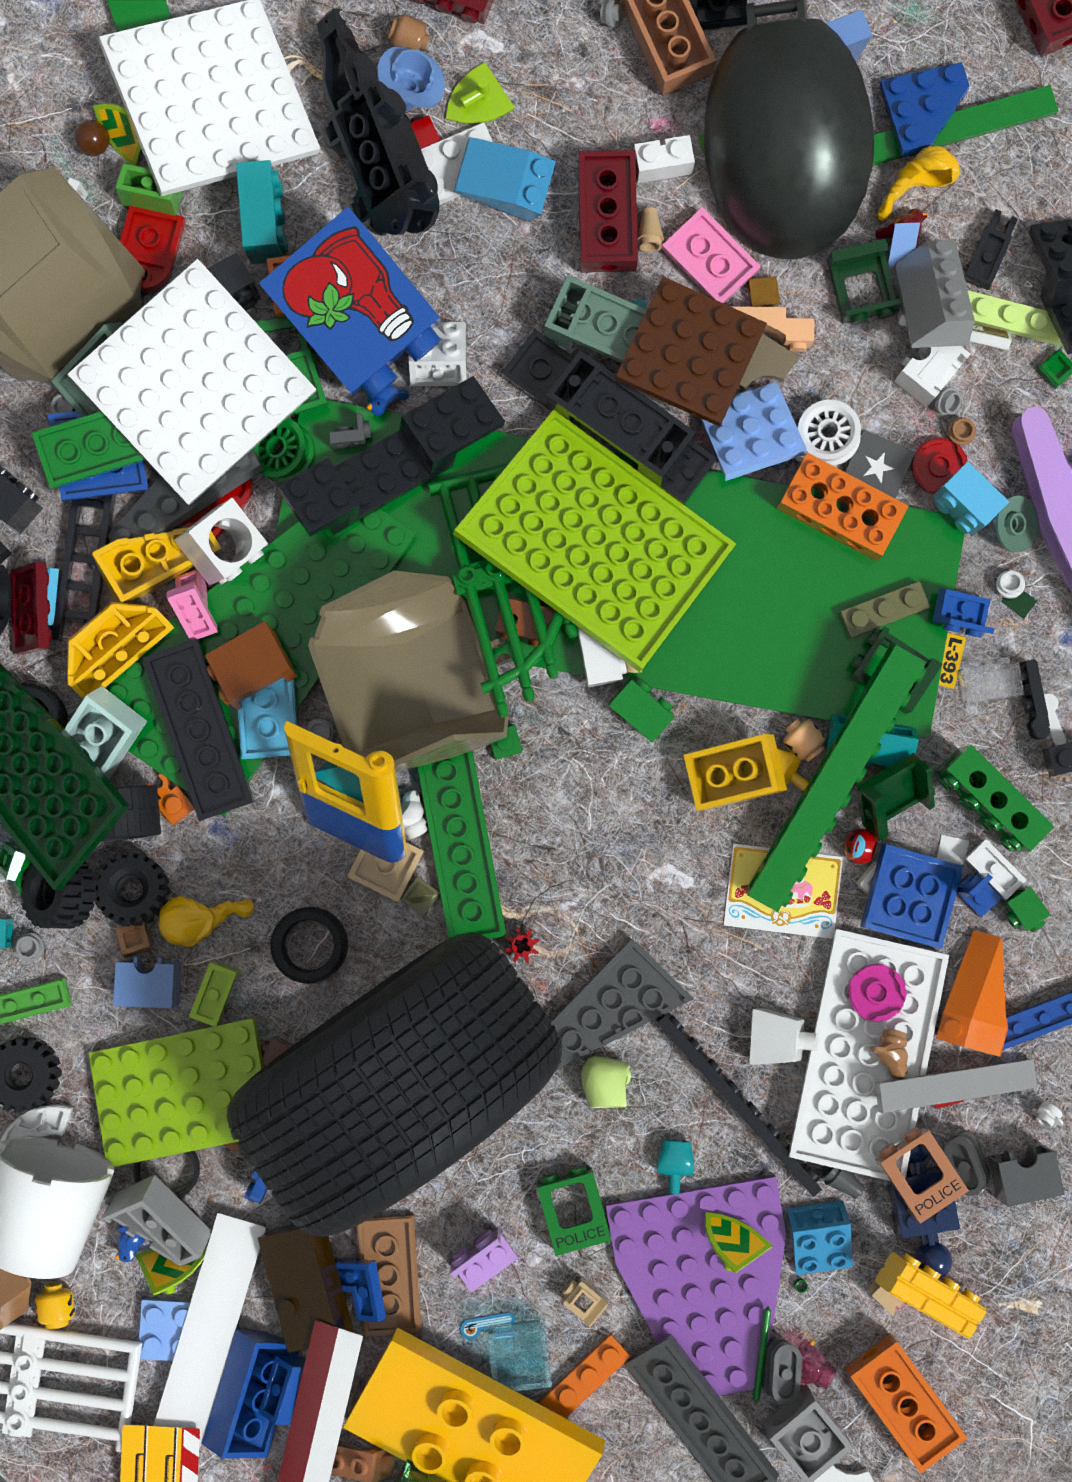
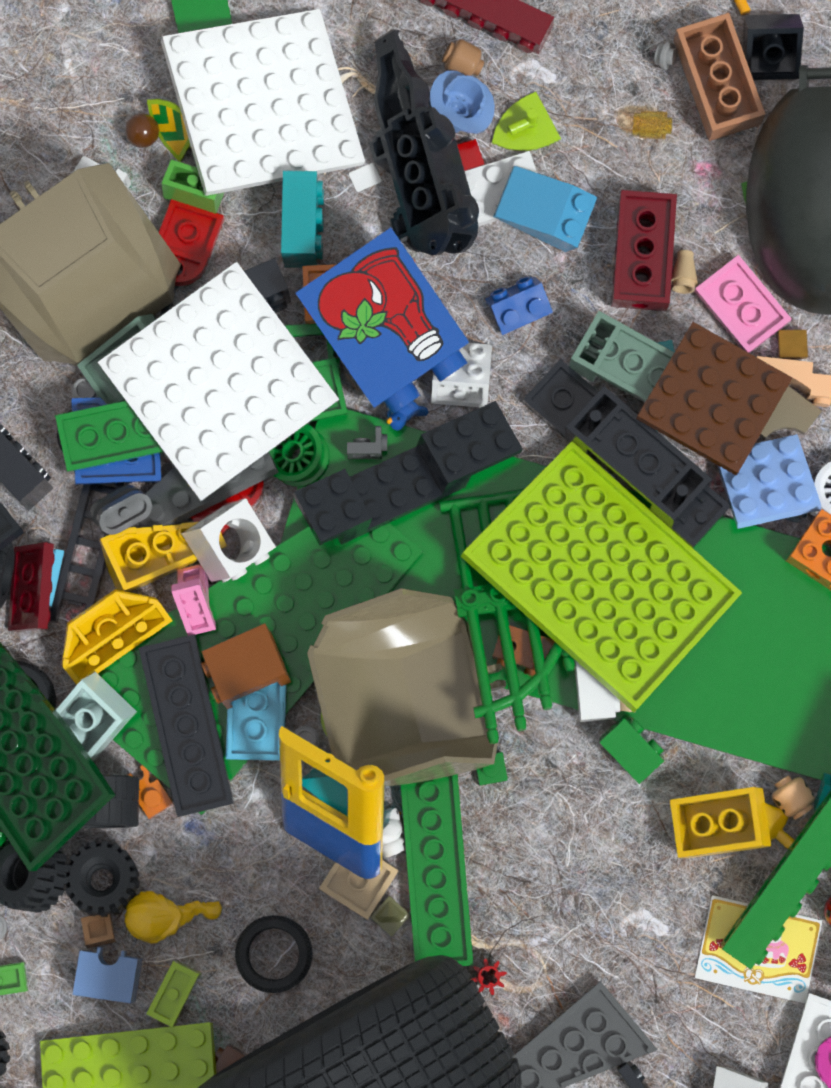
camera: 15 degrees right, 5 degrees down
(110, 522) = (121, 509): none -> dark grey brick
(322, 165) = (365, 177): none -> white sticker
(488, 278) = (519, 304): none -> bracket
(604, 84) = (652, 124): none -> clear yellow brick
(664, 161) = (705, 206): white piece -> none

